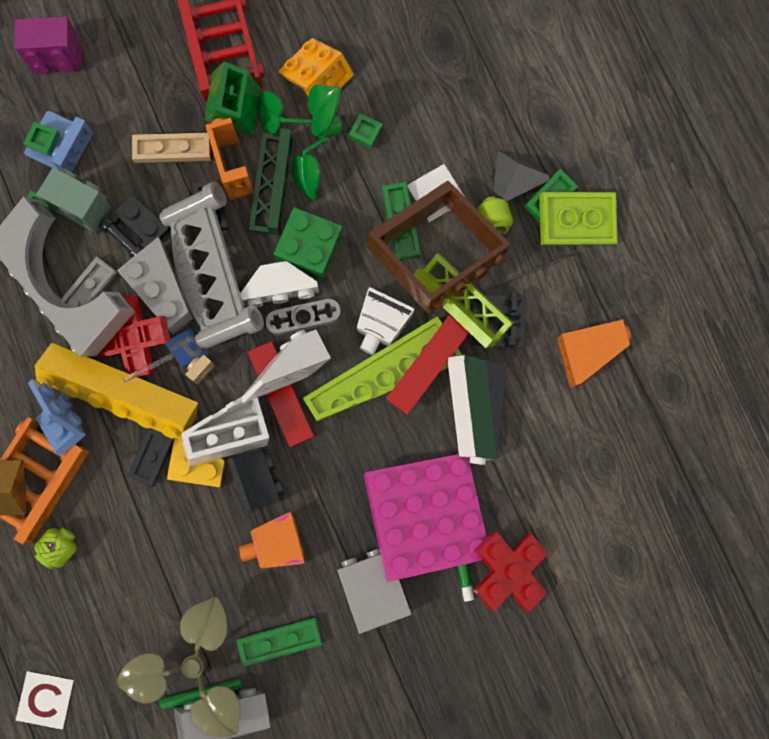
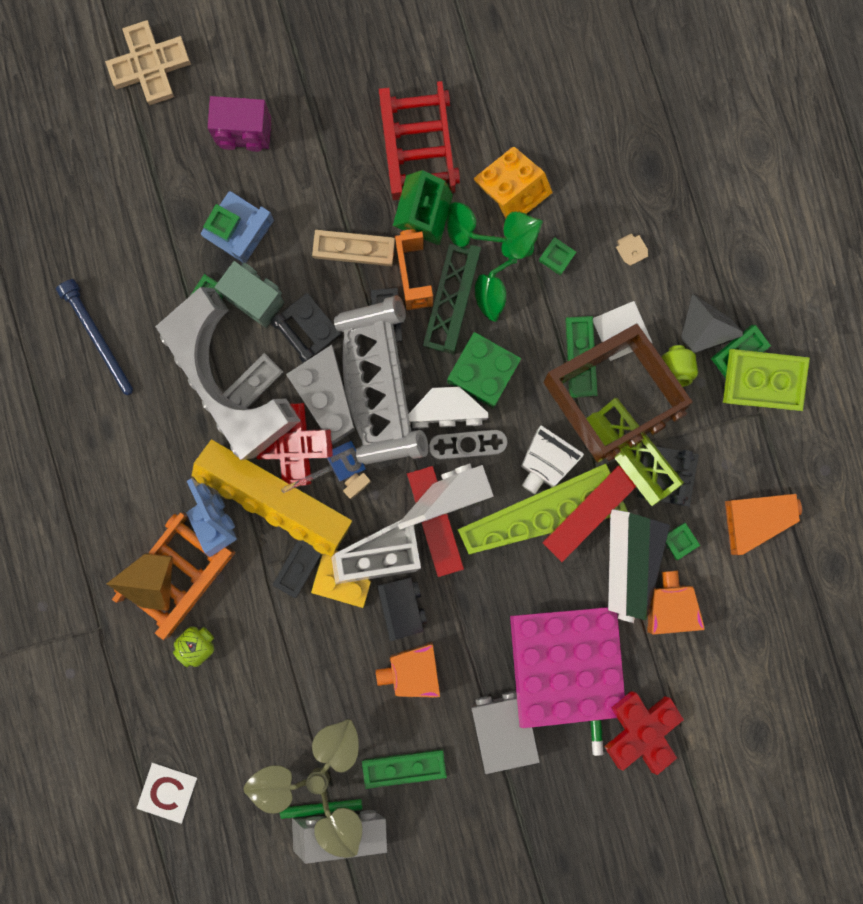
camera: 10 degrees right, 5 degrees up
(435, 115) = (628, 246): none -> tan piece
(520, 381) = (681, 541): none -> green plate
(522, 444) = (673, 607): none -> orange torso

